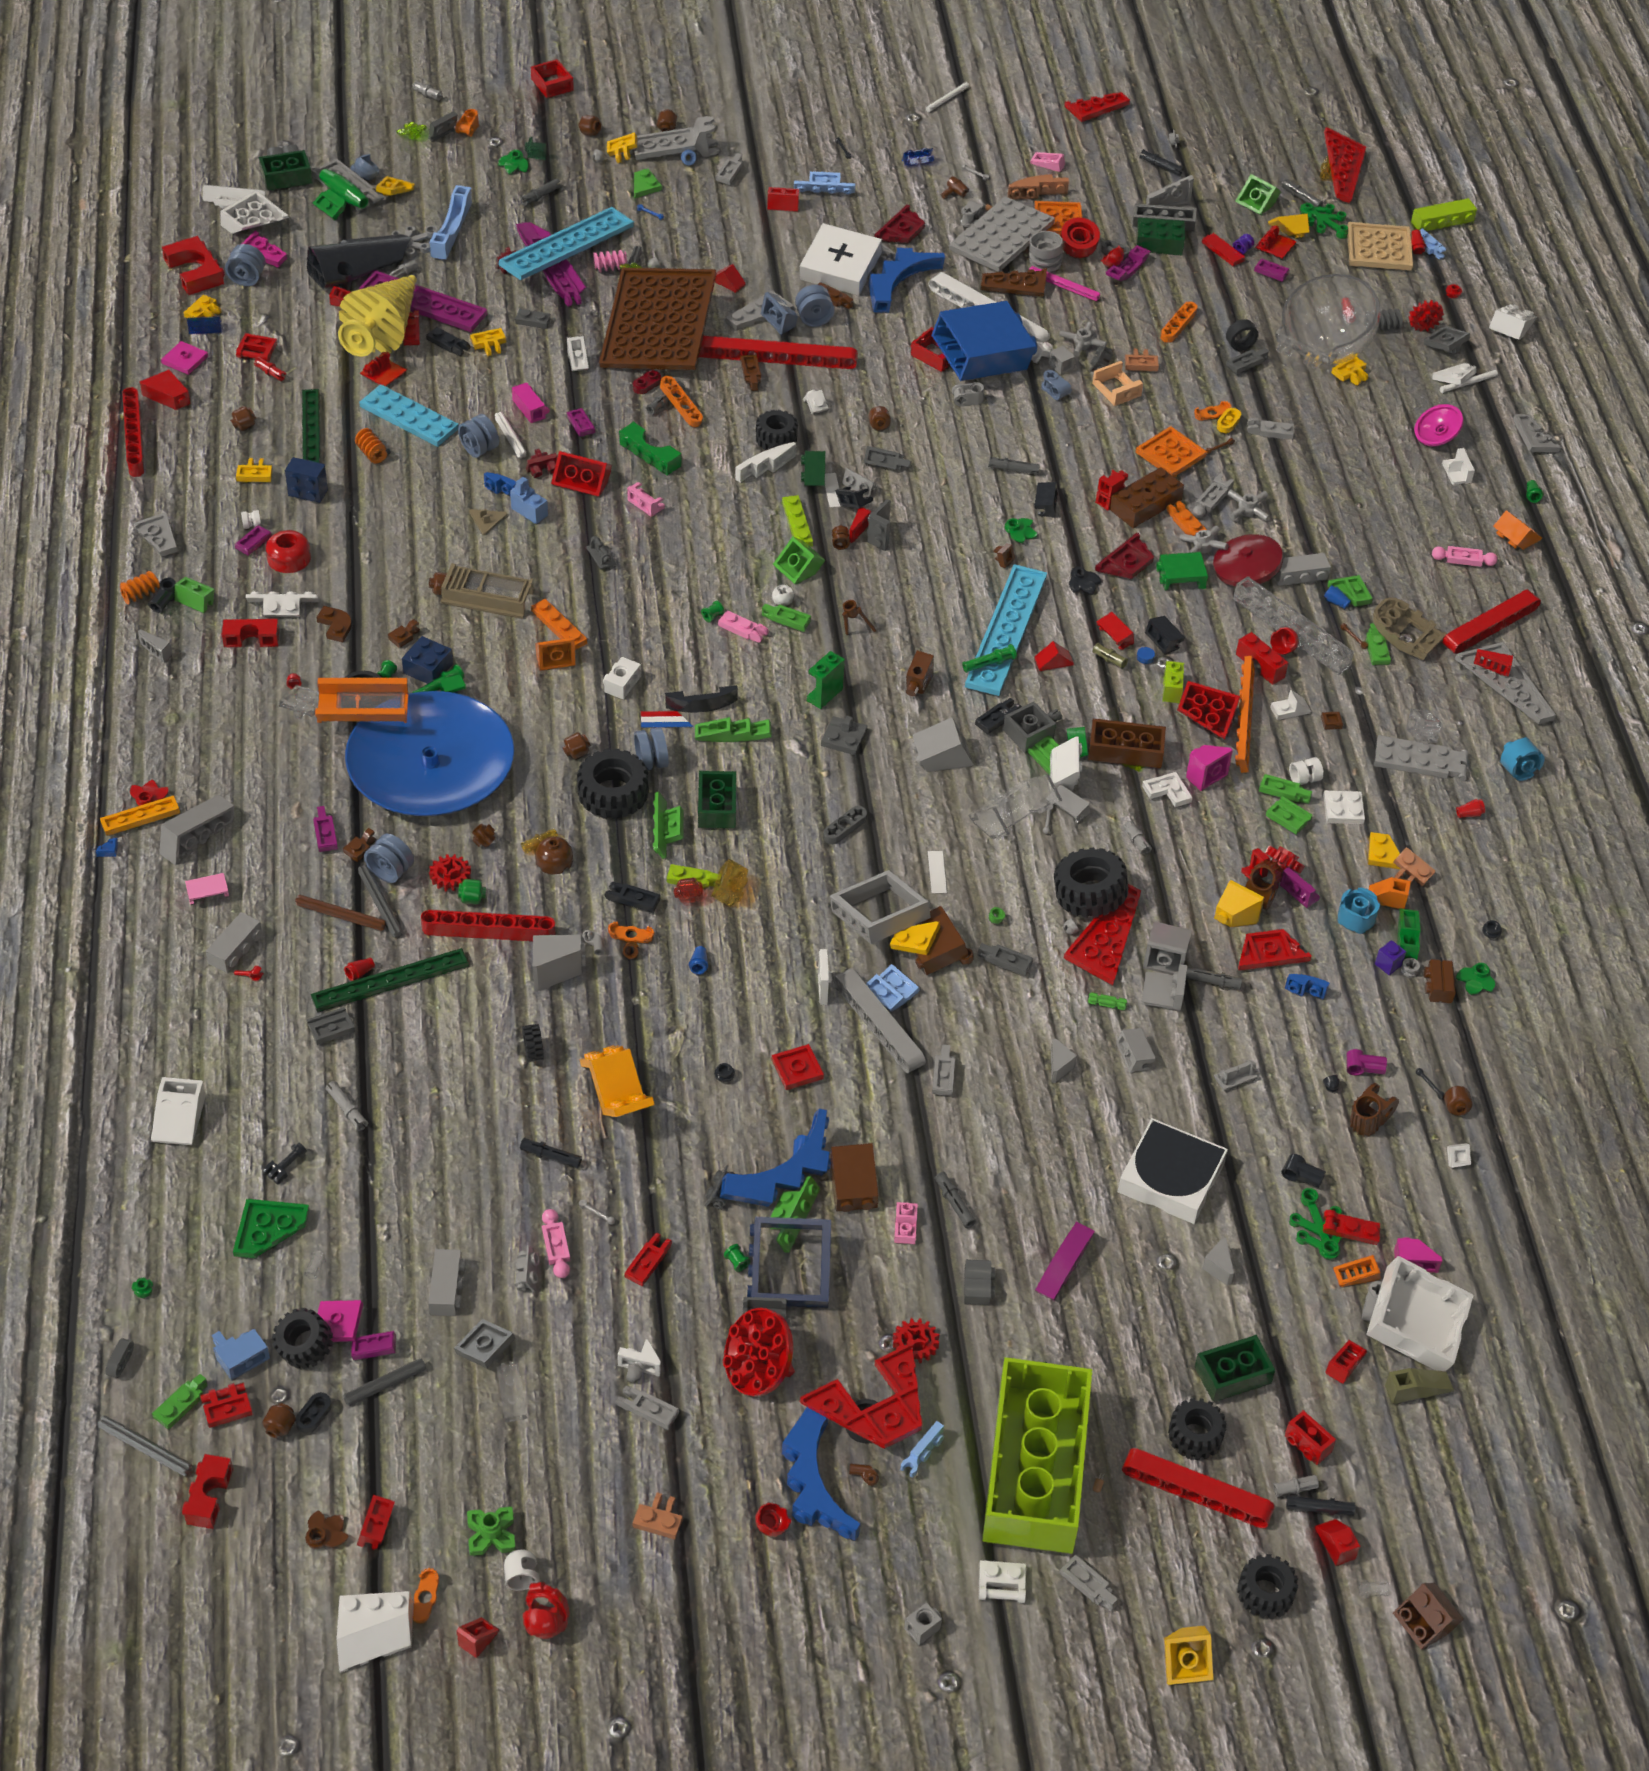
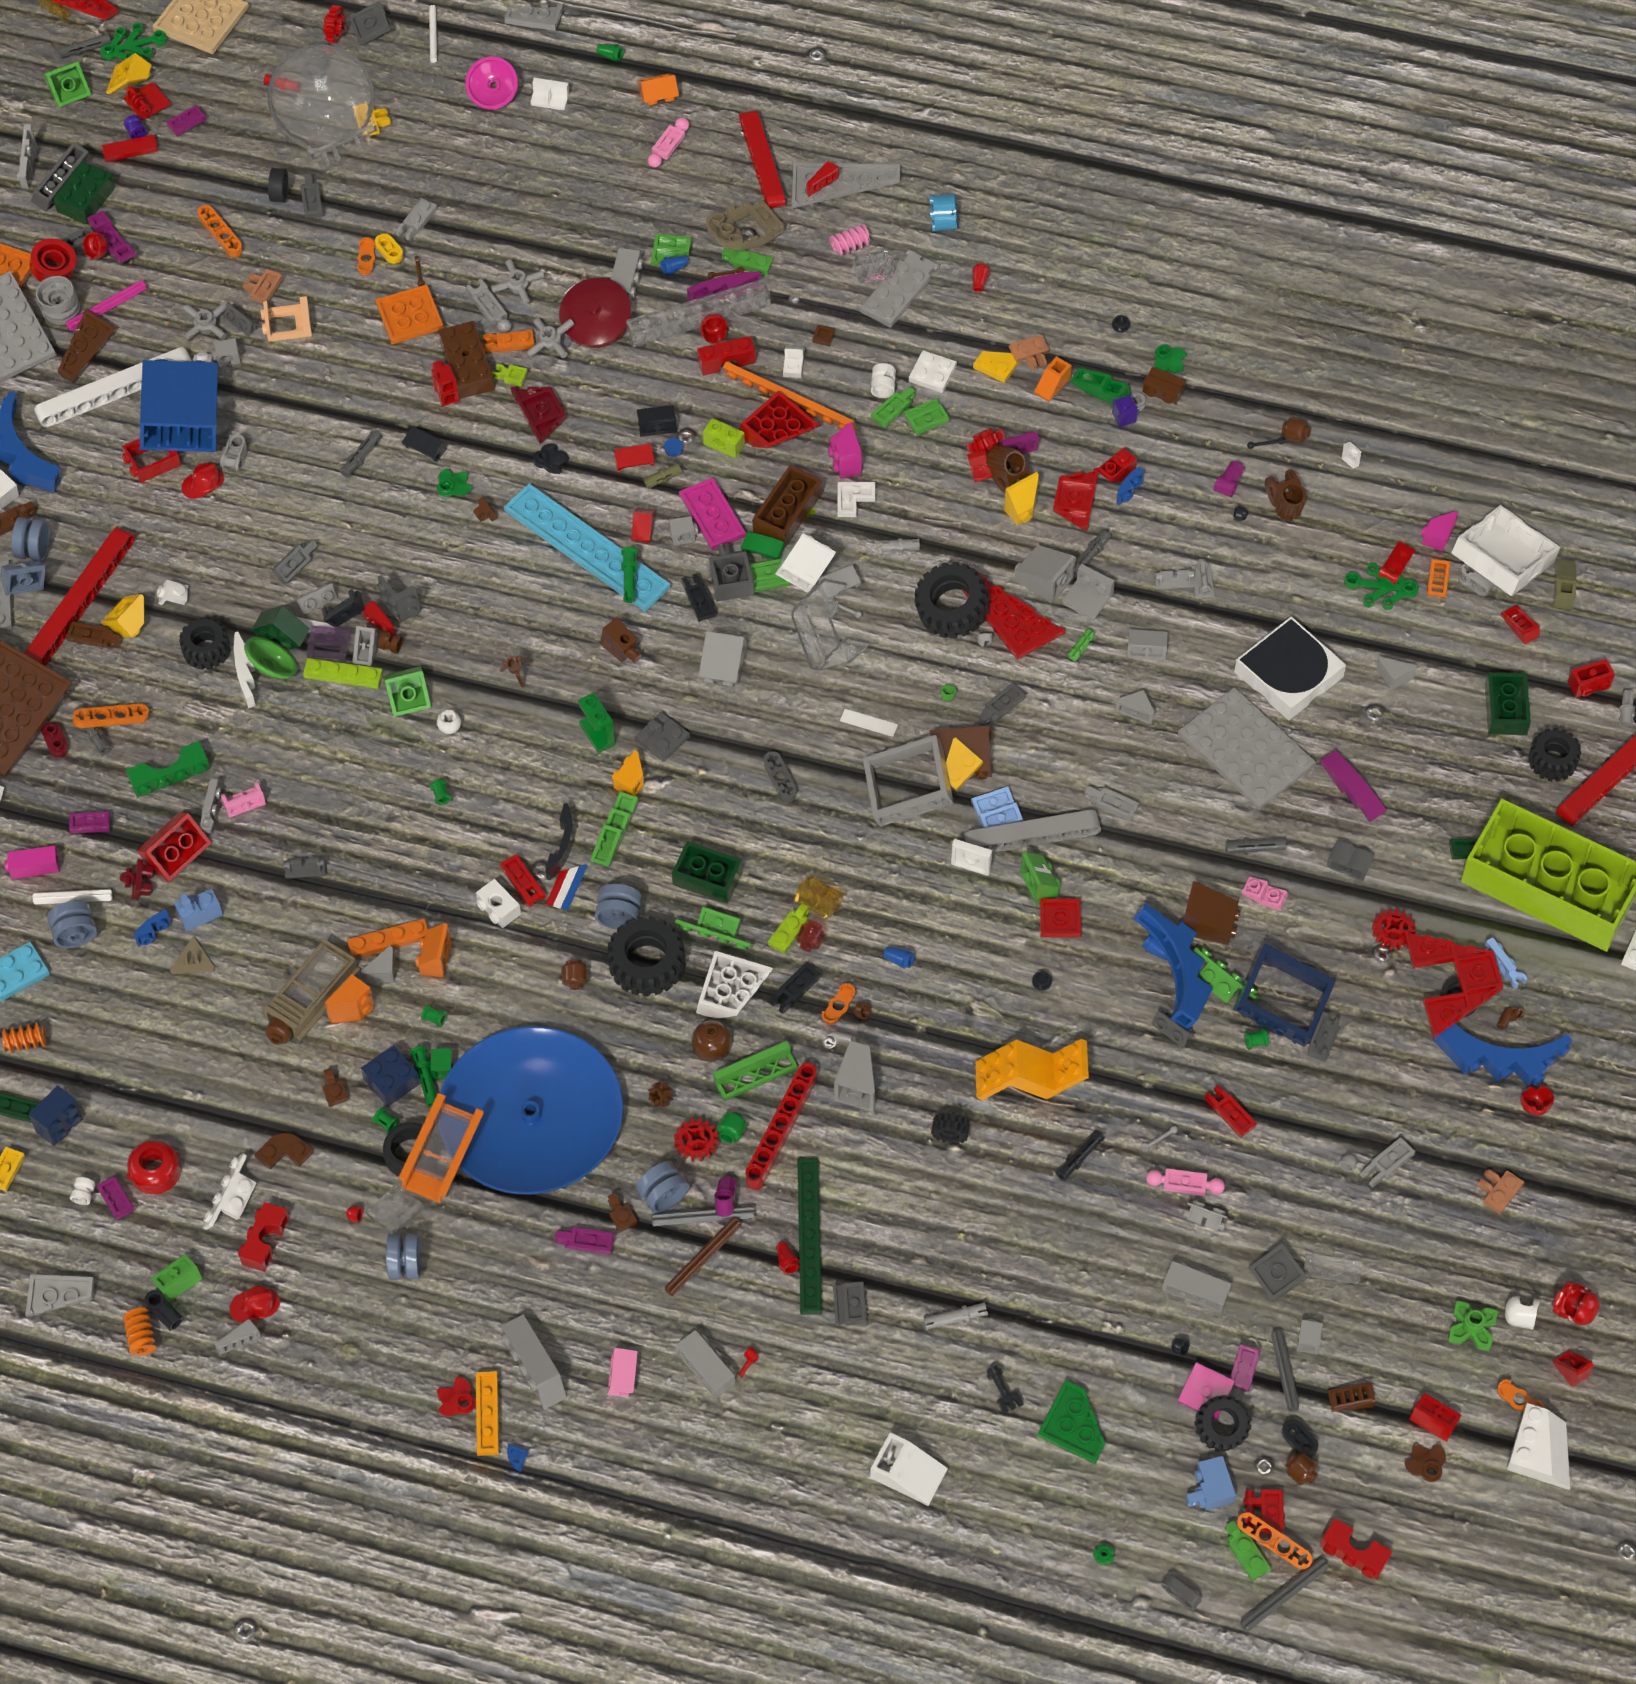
camera: 65 degrees left, 10 degrees up
(191, 649) = (254, 1304): none -> red piece
(198, 1417) = (1275, 1538): none -> orange beam
(259, 715) = (399, 1256): none -> sand blue wheel
(378, 1460) = (1350, 1390): none -> reddish brown slope
(382, 1291) = (1180, 1346): none -> black hinge
(394, 903) = (725, 1196): none -> magenta piece
(426, 1390) = (1309, 1336): none -> light grey brick
(483, 612) = (350, 1001): none -> orange slope
(497, 674) = (434, 1015): none -> green bush
(528, 626) = (381, 968): none -> light grey slope
(531, 844) = (685, 1048): clear yellow axle -> none
(541, 890) = (752, 1064): none -> bright green fence
(609, 844) = (730, 985): none -> white wedge
(629, 479) = (210, 807): none -> light grey hinge
(646, 1359) = (1338, 1147): white slope -> none
(653, 687) = (522, 880): none -> red plate
(742, 626) = (472, 773): bright pink hinge -> none
(758, 1352) = (1374, 1050): red bracket -> none
(776, 382) = (126, 616): none -> yellow slope
(780, 468) = (270, 658): none -> bright green dish
(786, 616) = (479, 729): bright green hinge -> none
(792, 724) = (630, 776): none -> light orange slope
(824, 501) = (330, 638): none -> clear purple plate
(824, 525) = (365, 645): none -> light grey slope
(829, 1033) = (1039, 877): none -> bright green slope
(879, 418) = (230, 544): reddish brown head -> none
(934, 386) = (202, 481): none -> red piece
(1055, 385) = (264, 372): sand blue piece -> none
(1060, 684) = (682, 530): none -> light grey brick
(1064, 1164) = (1246, 748): none -> light grey plate
(1091, 699) = (712, 513): none -> dark pink plate
(1151, 531) = (513, 375): none -> lime plate
(1182, 569) = (580, 371): green panel -> none
(1223, 1051) = (1174, 579): none -> light grey hinge
(1298, 1169) = (1321, 576): black piece -> none
(1320, 967) = (1118, 466): none -> red slope
(1337, 632) = (721, 284): none -> magenta slope
(1358, 910) = (1063, 410): dark azure brick -> none
(1444, 705) = (849, 239): none -> bright pink piece
(1456, 374) = (420, 39): white wing -> none

